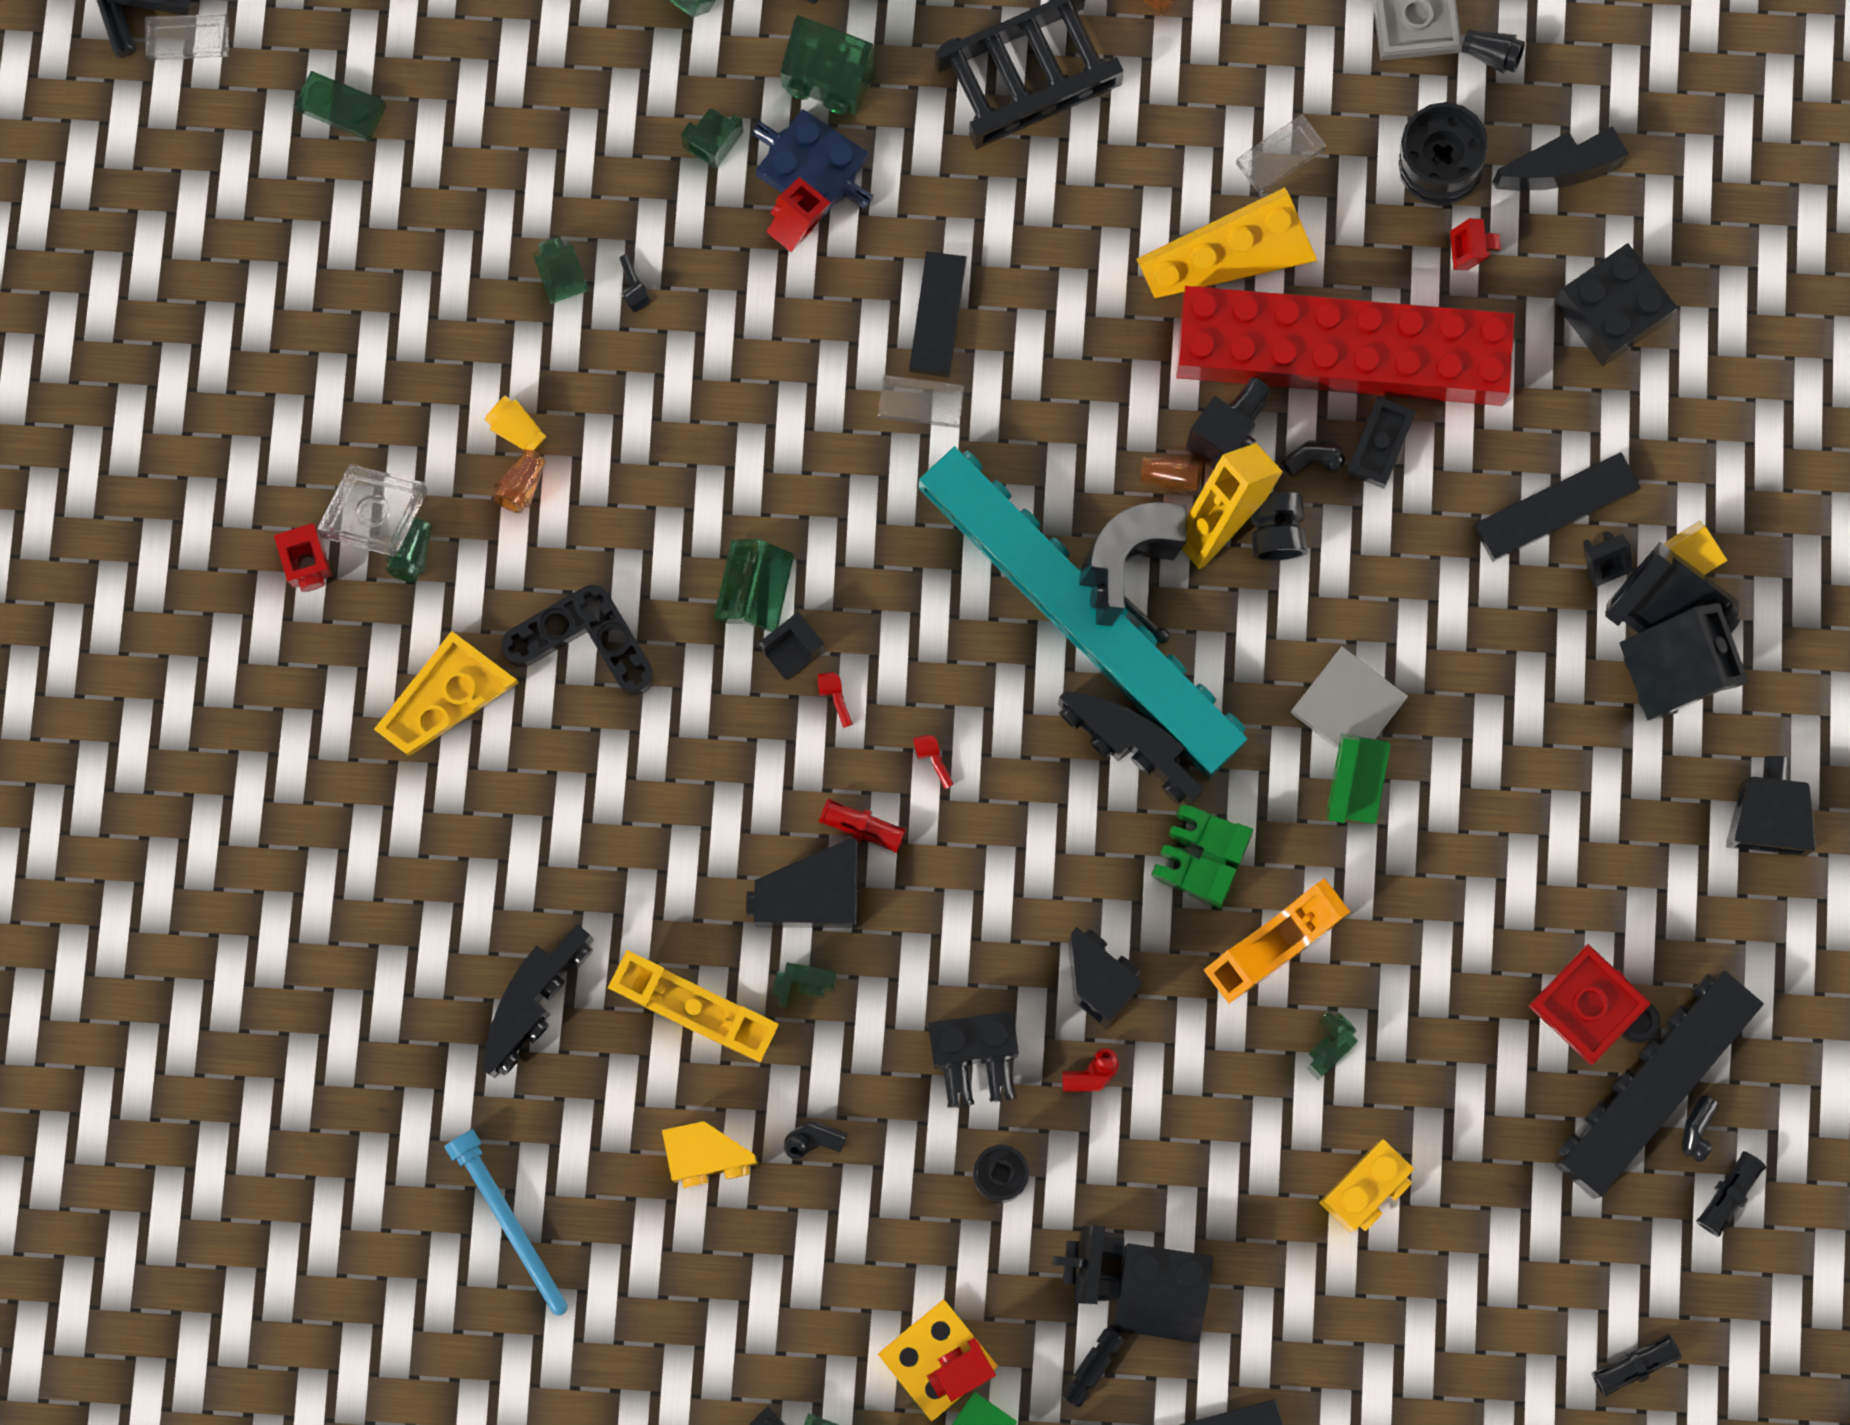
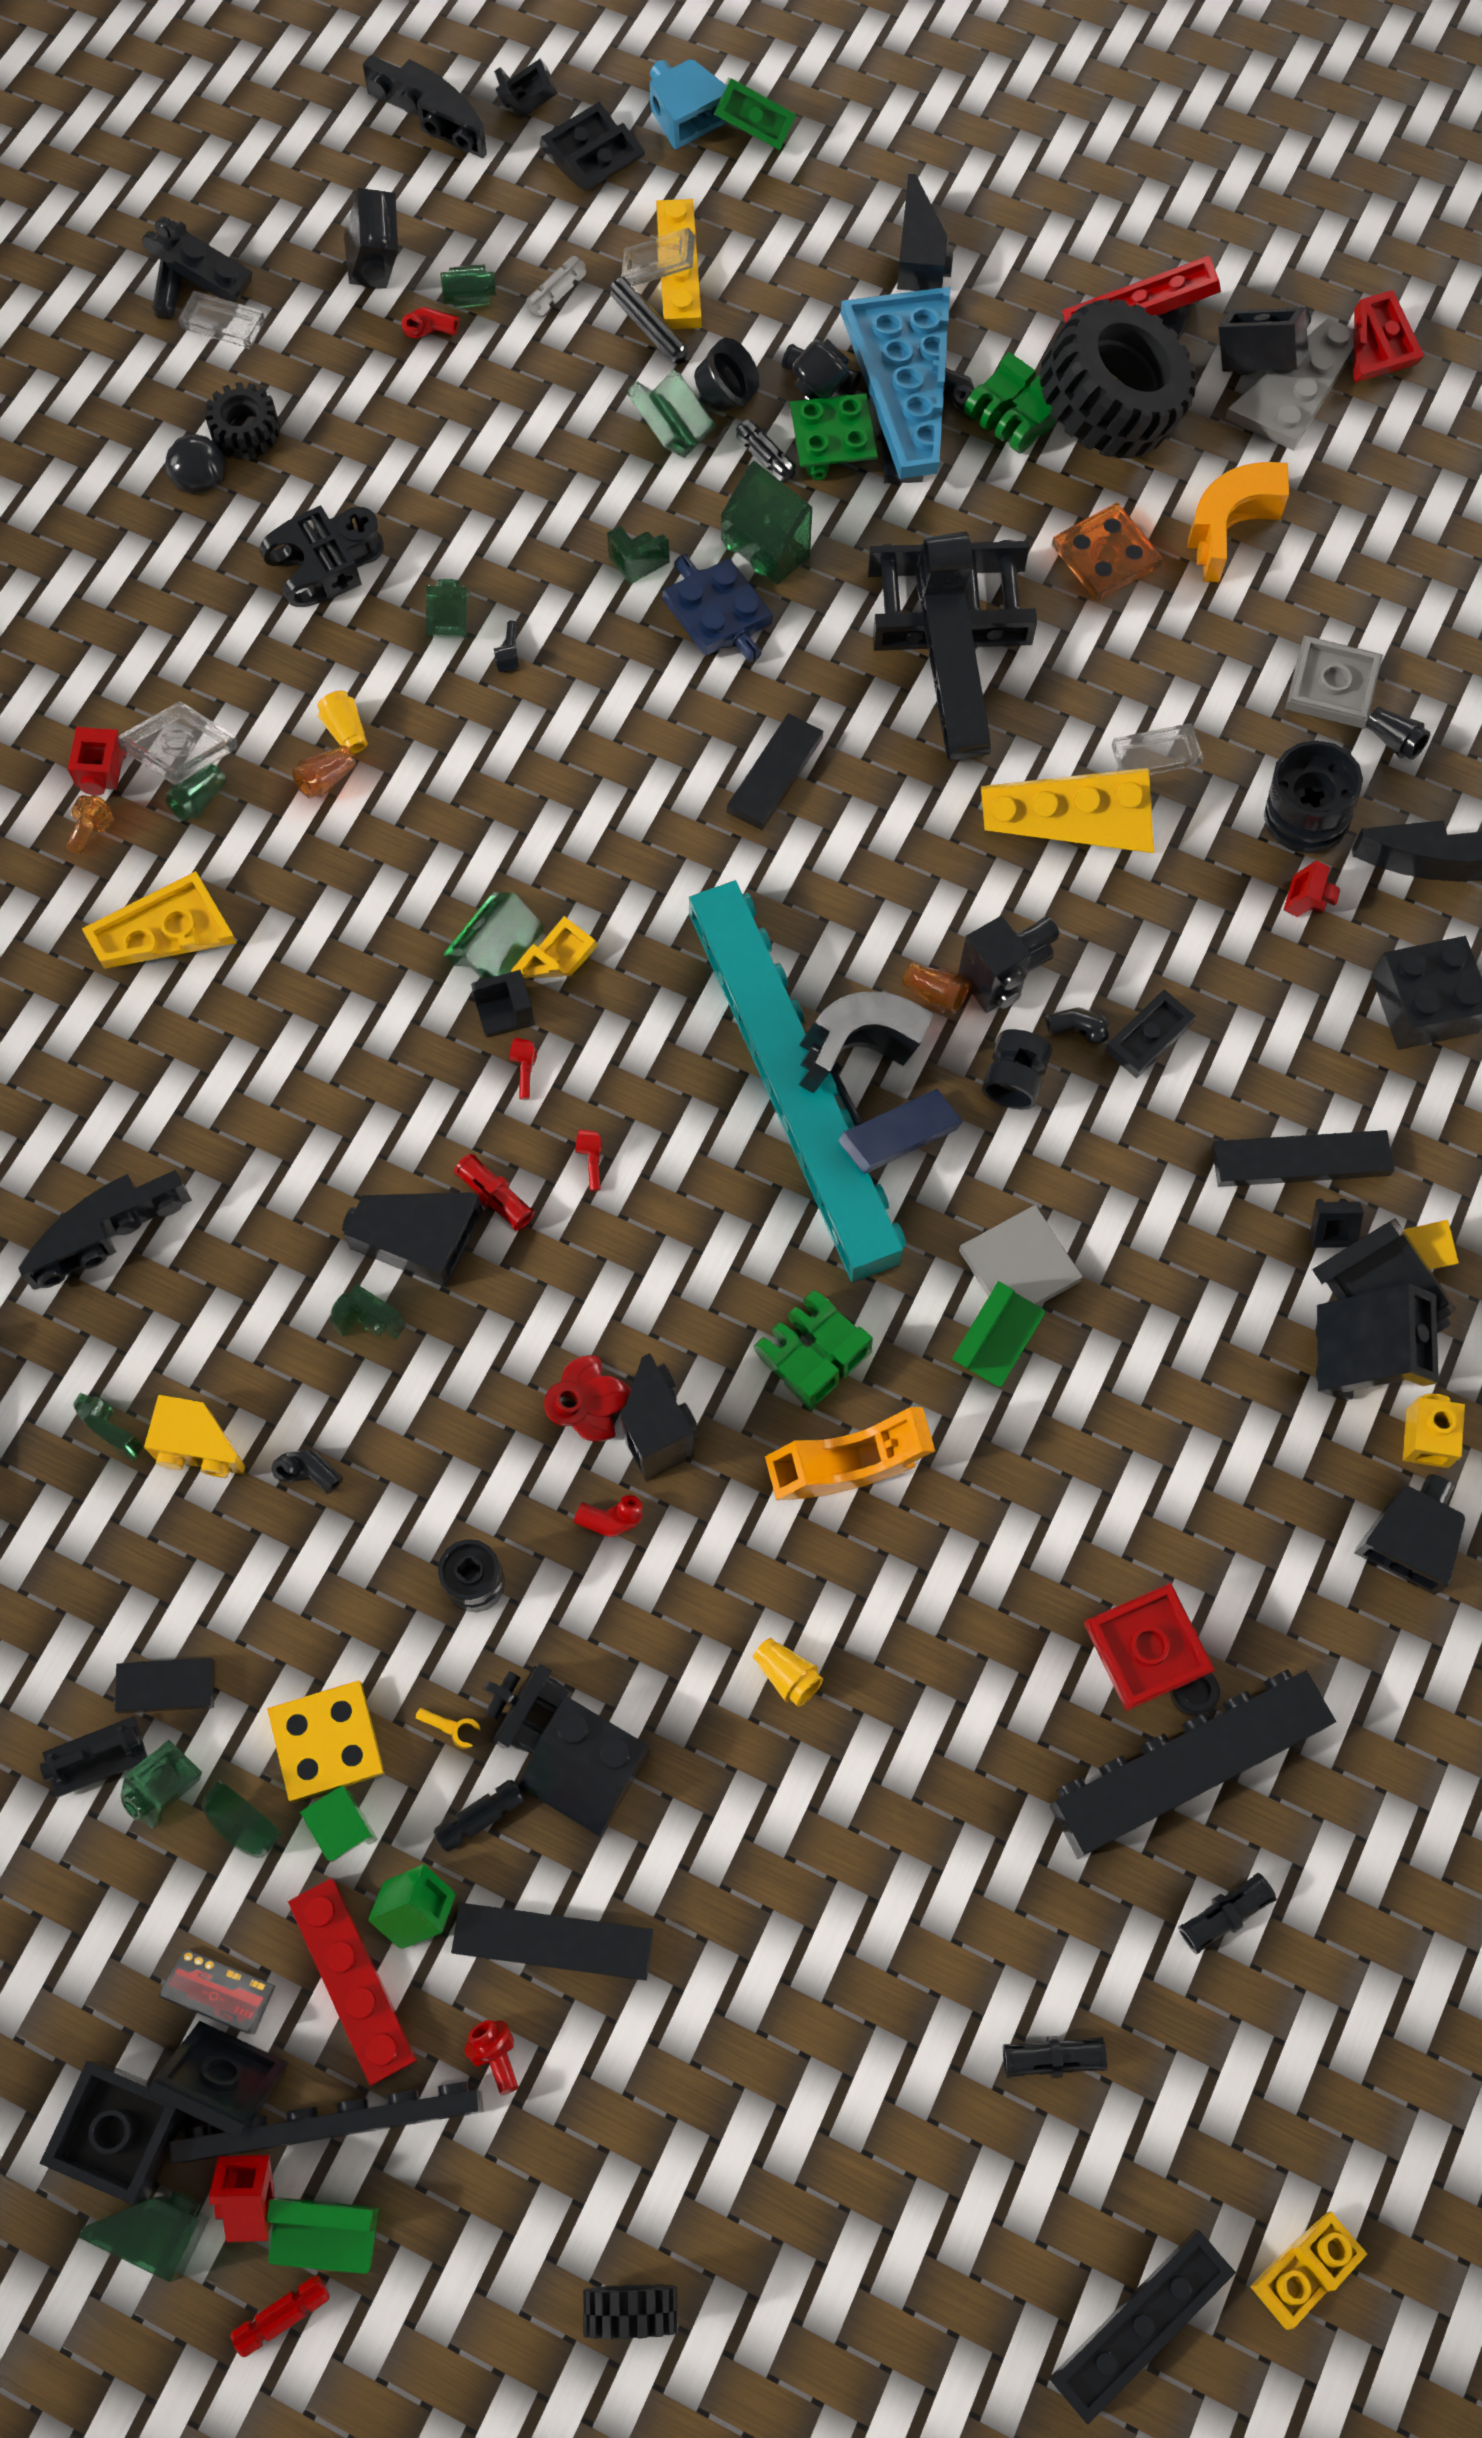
camera: 20 degrees right, 10 degrees down
(241, 209) = (195, 464): none -> black hair
(258, 121) = (242, 403): none -> black tyre
(325, 613) = (90, 814): none -> clear orange plate
(340, 105) = (324, 417): clear green plate -> none
(425, 245) = (323, 553): none -> black piece
(579, 624) = (320, 913): black beam -> none
(606, 1167) = (95, 1415): none -> clear green slope
(693, 1006) = (249, 1293): yellow slope -> none
(780, 1370) = (164, 1685): none -> black tile
(796, 214) = (681, 635): red brick -> none
(818, 574) = (559, 953): none -> yellow slope
(921, 401) = (725, 840): clear tile -> none
(961, 1371) = (339, 1759): red brick -> none
(973, 1040) = (504, 1435): black brick -> none
(1031, 974) = (594, 1399): none -> red plate
(1033, 1305) = (447, 1725): none -> yellow hand
(1058, 136) = (941, 583): none -> black beam
(1119, 730) = (786, 1201): black slope -> none
(1199, 627) = (900, 1131): none -> dark blue tile
(1228, 500) = (976, 1021): yellow slope -> none
(1297, 1144) = (788, 1672): none -> yellow cone
(1328, 1053) = (860, 1592): clear green bracket -> none
(1345, 345) = (1152, 933): red brick -> none
(1366, 1186) = (840, 1743): yellow brick -> none
(1695, 1127) = (1215, 1825): black arm -> none
(1756, 715) = (1434, 1431): none -> yellow brick

